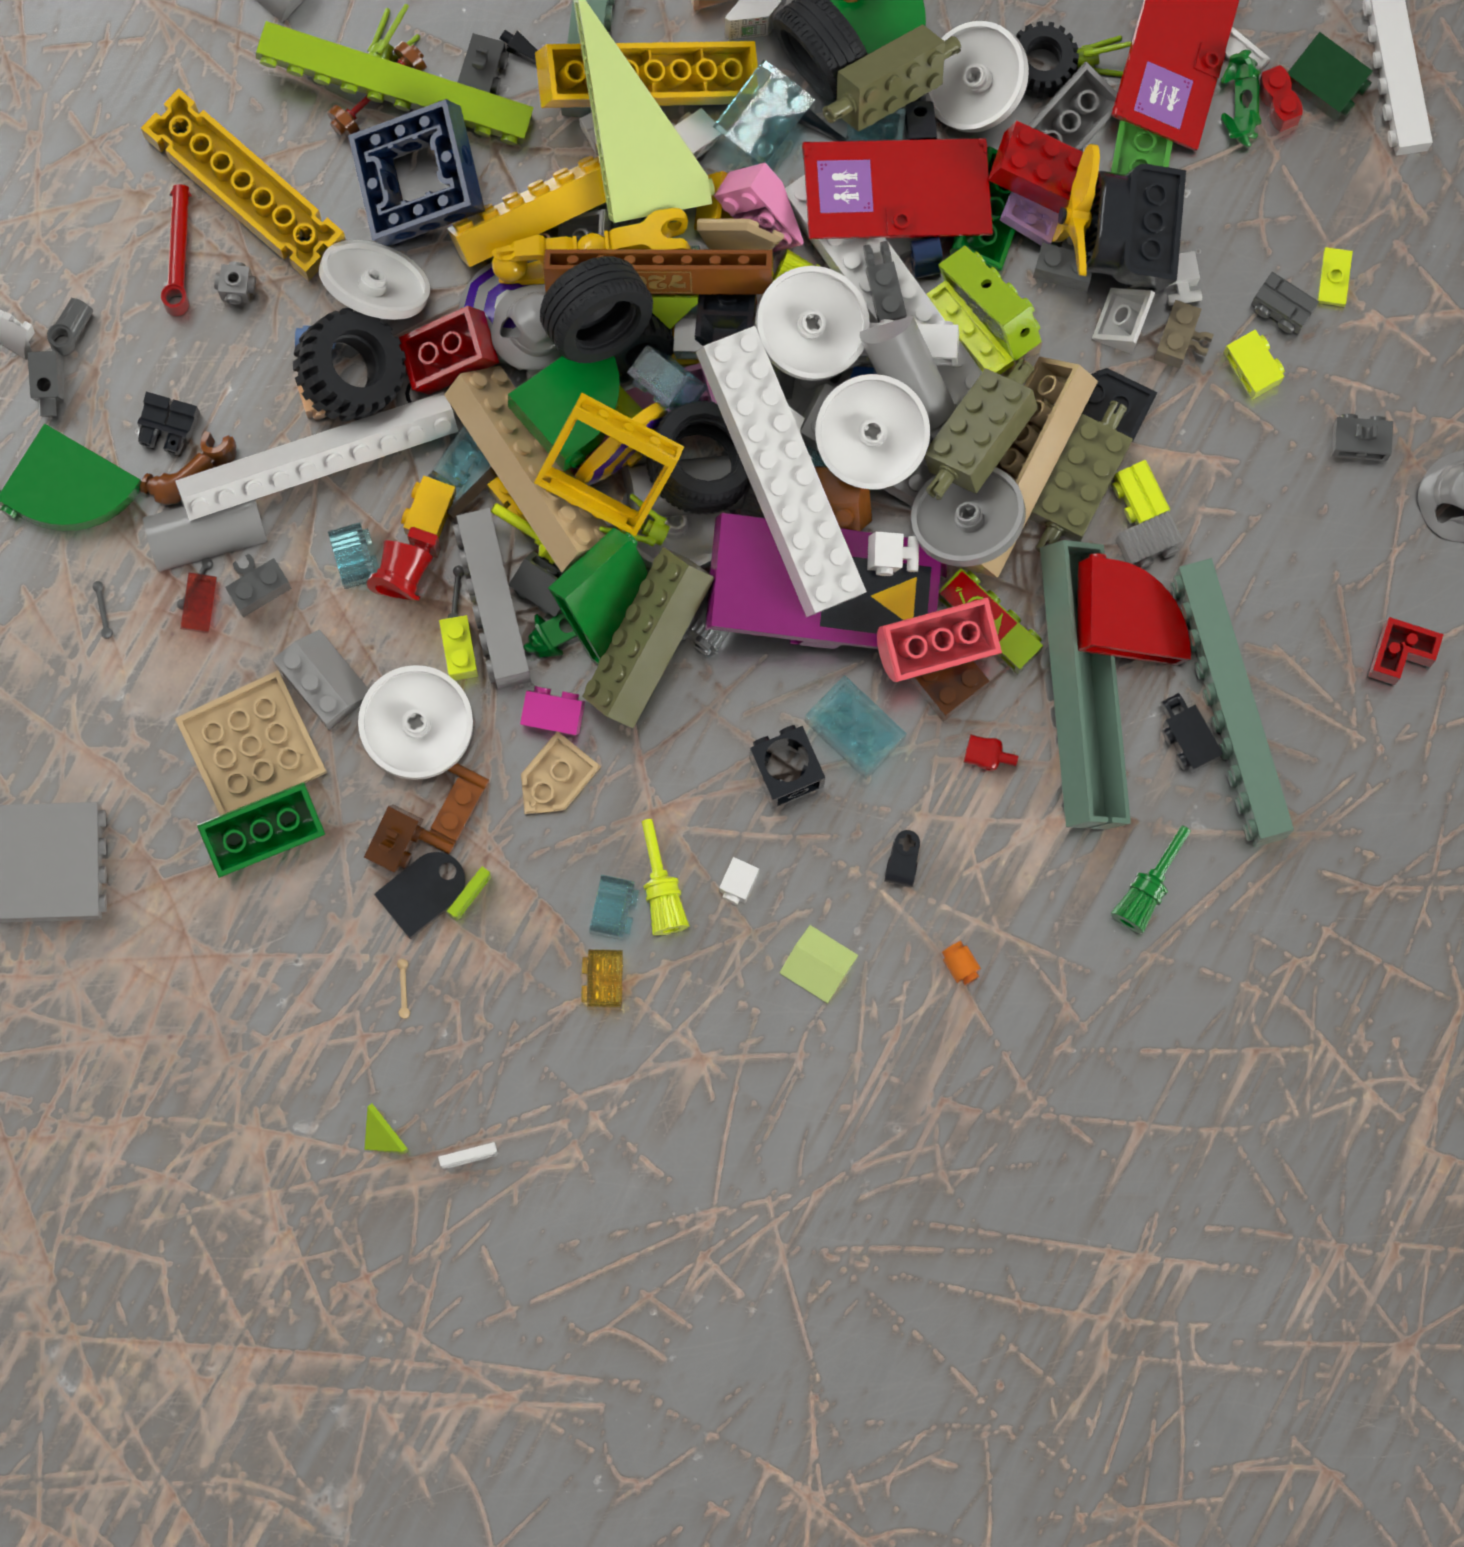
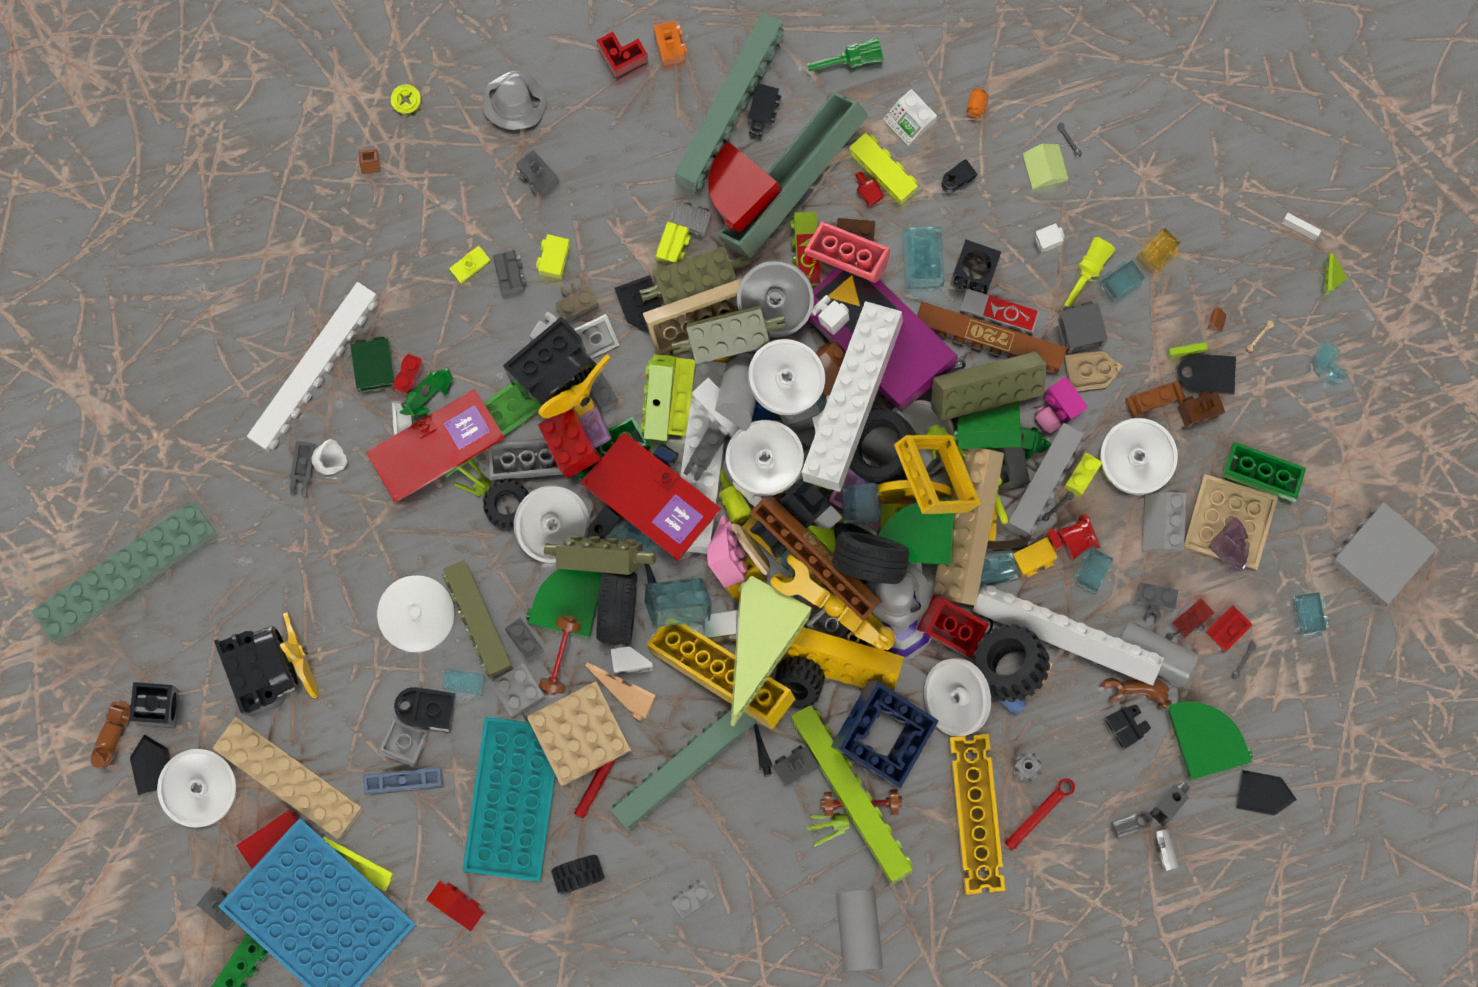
camera: 135 degrees left, 0 degrees up
(72, 723) = (1311, 614): none -> clear light blue brick
(149, 627) = (1229, 628): none -> red plate
(226, 716) = (1231, 545): none -> brick
(305, 1019) = (1323, 362): none -> clear light blue brick
(466, 962) = (1217, 319): none -> dark orange slope
(553, 675) = (1047, 419): none -> bright pink brick
(558, 146) = (802, 678): none -> black tyre
(607, 806) = (1082, 328): none -> dark grey brick
(701, 708) = (989, 336): none -> dark orange brick
(714, 745) = (999, 312): none -> brick
(843, 1027) = (1060, 127): none -> dark grey hinge
(994, 790) = (883, 168): none -> neon yellow brick
(1019, 877) = (910, 117): none -> white slope
(1363, 715) = (669, 43): none -> orange brick

